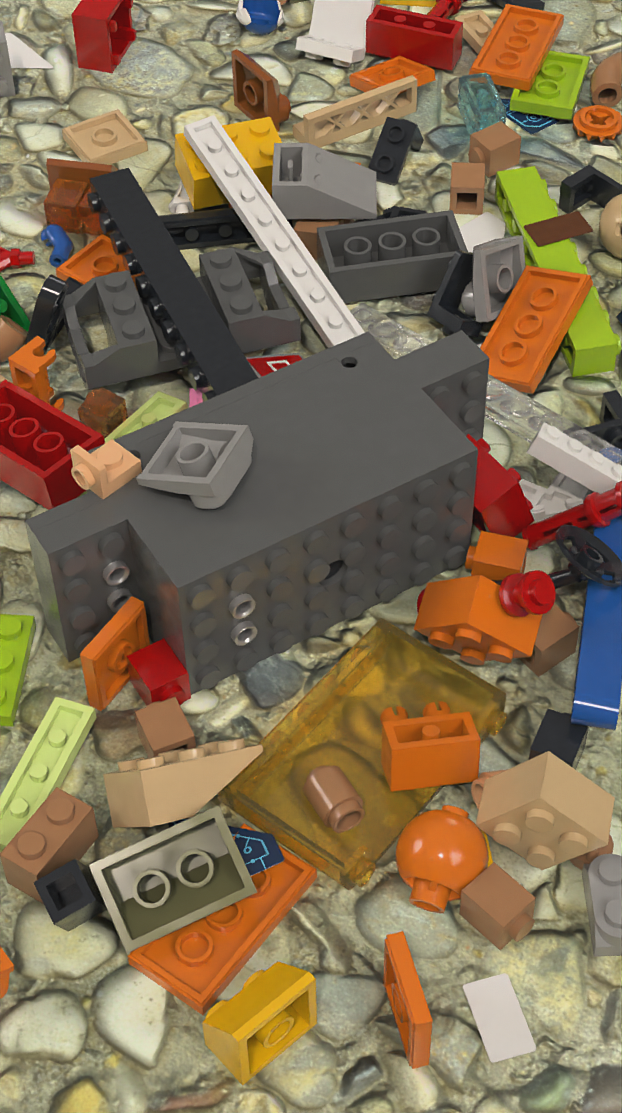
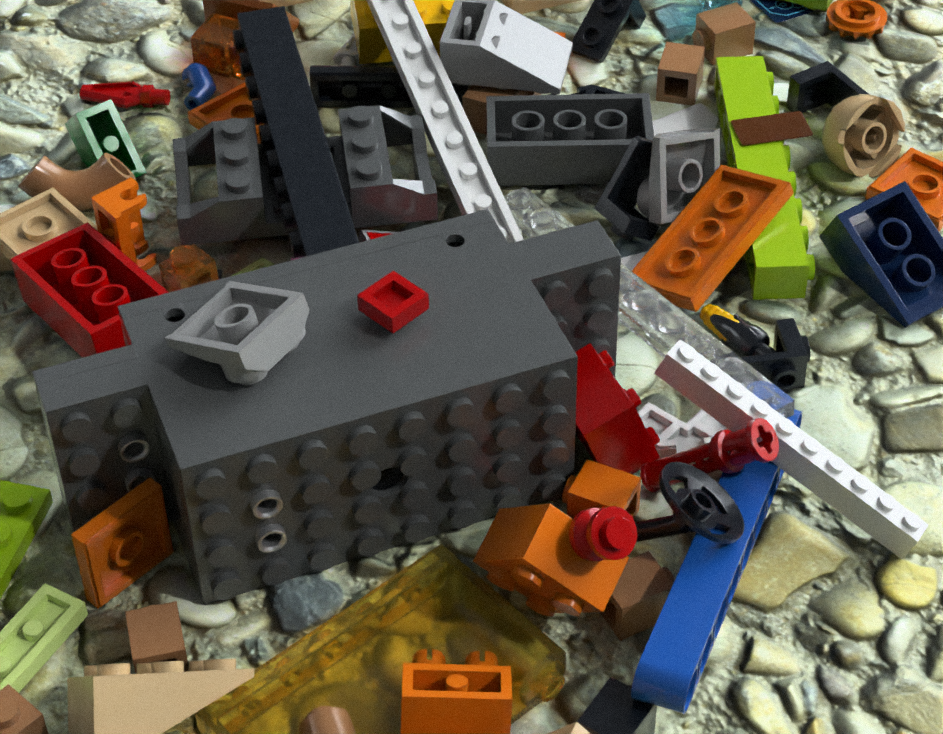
camera: 10 degrees right, 5 degrees down
(47, 314) = (153, 155): black beam -> none
(105, 468) = (135, 325): light nougat bracket -> none
(158, 674) = (170, 574): red brick -> none
(317, 422) = (393, 301): none -> red plate
(569, 406) = (735, 332): none -> black piece

